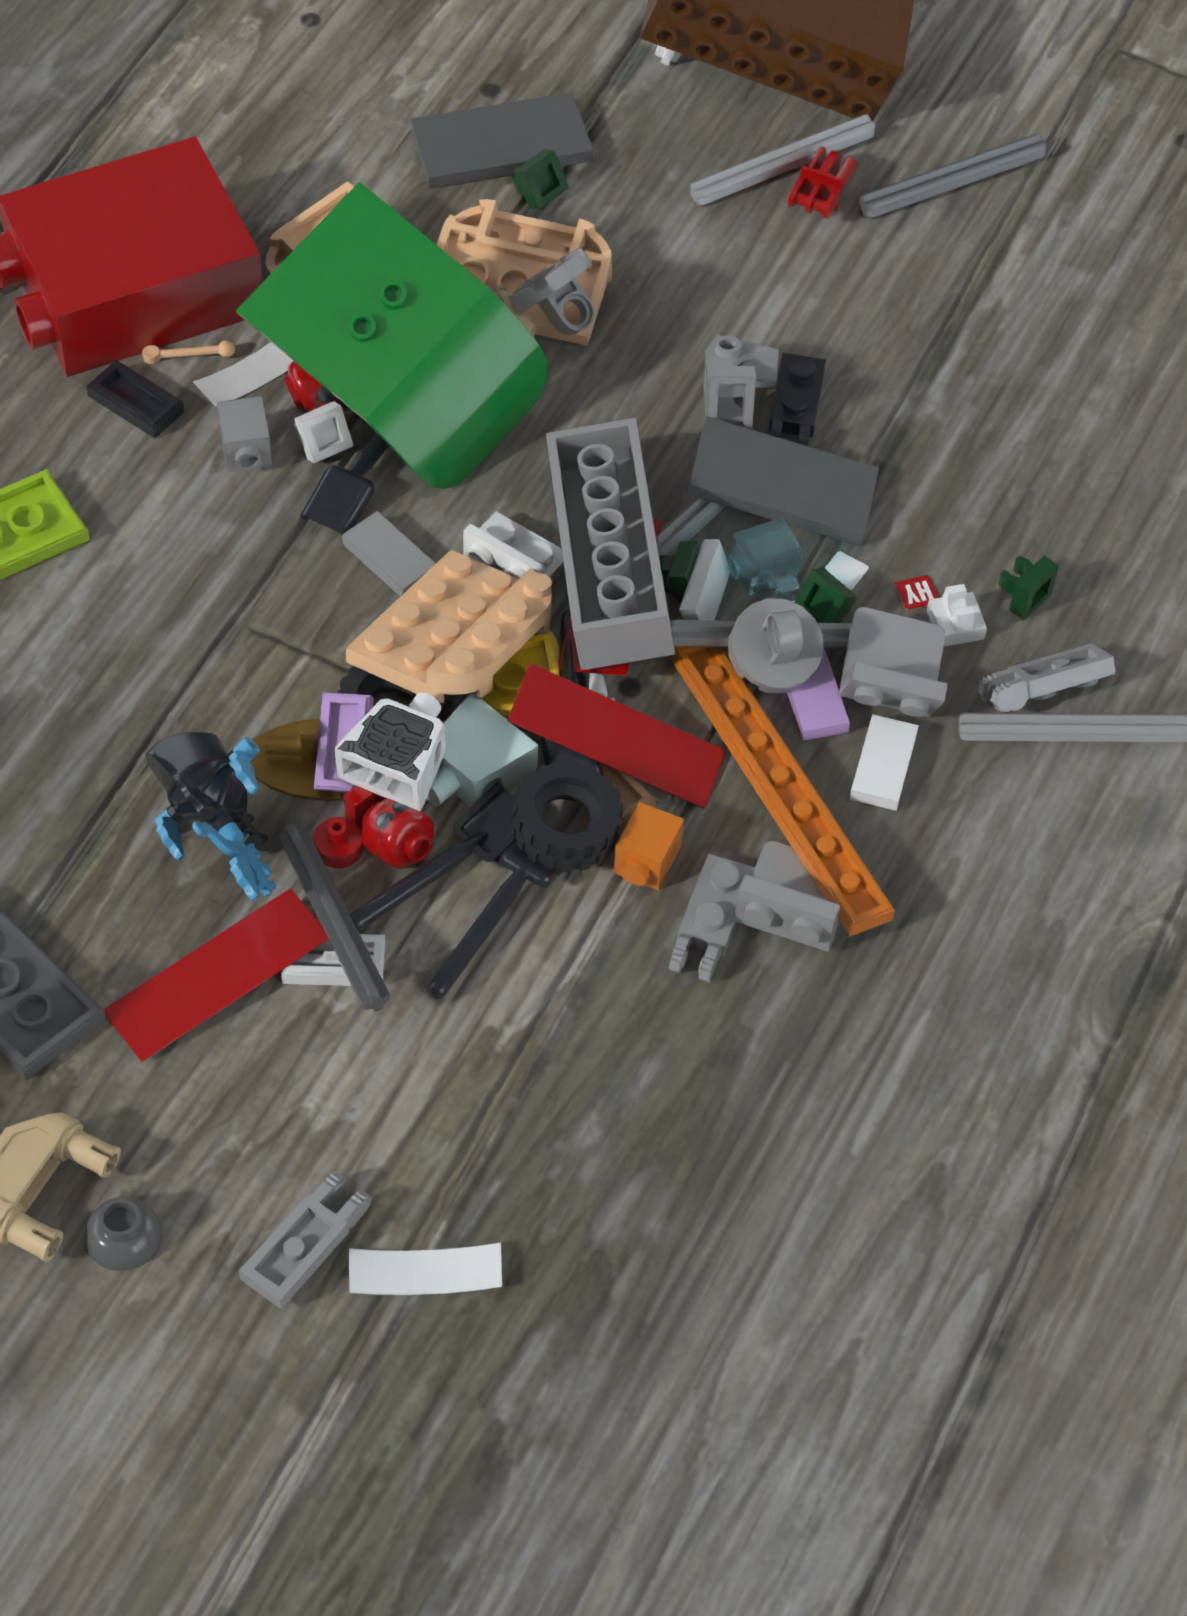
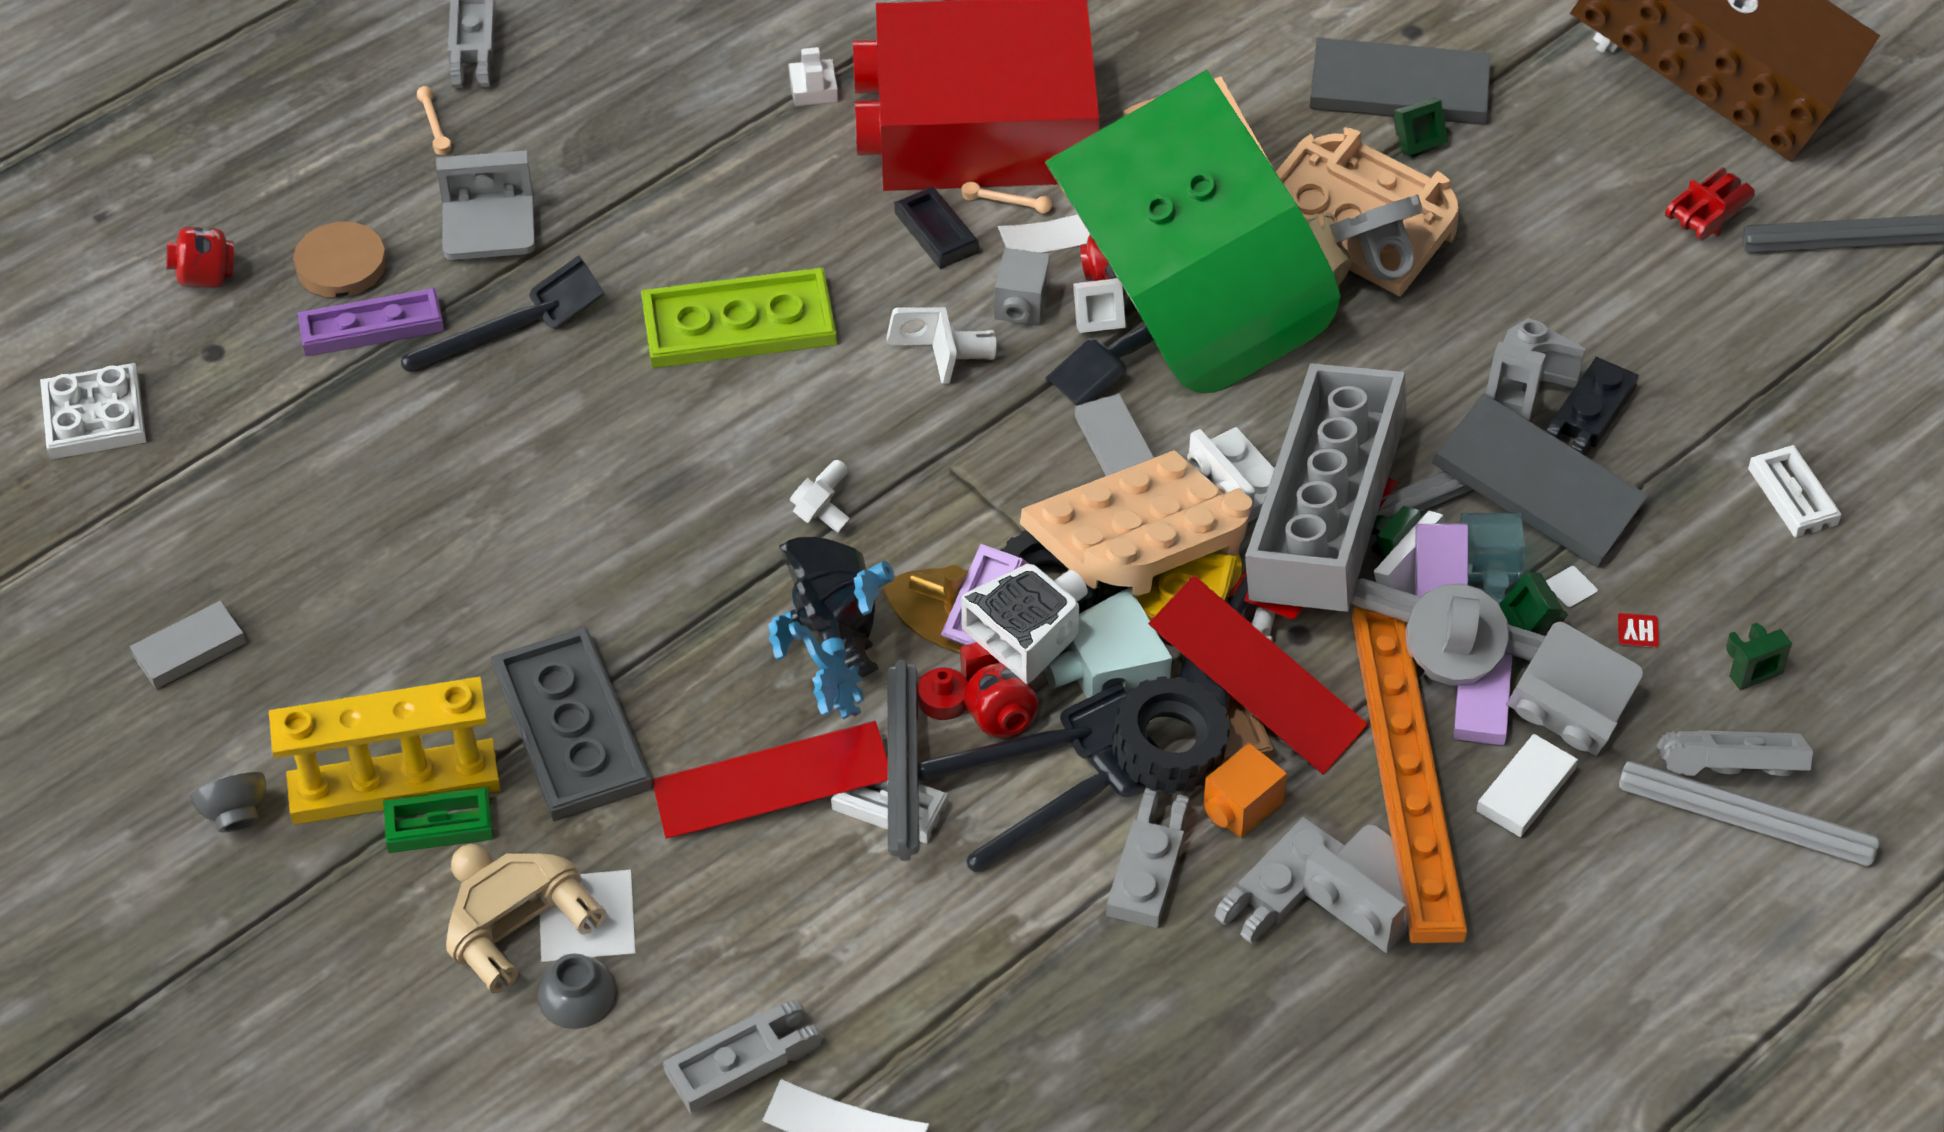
camera: 25 degrees right, 5 degrees down
(134, 1170) = (611, 938): none -> white sticker
(140, 694) = (814, 499): none -> white piece
(196, 509) = (946, 342): none -> white bracket
(590, 940) = (1148, 863): none -> light grey hinge
(733, 580) = (1440, 555): none -> lavender tile
(780, 160) = (1678, 171): light grey axle -> none
(957, 615) = (1667, 665): white tile -> none
(991, 429) = (1787, 494): none -> white tile

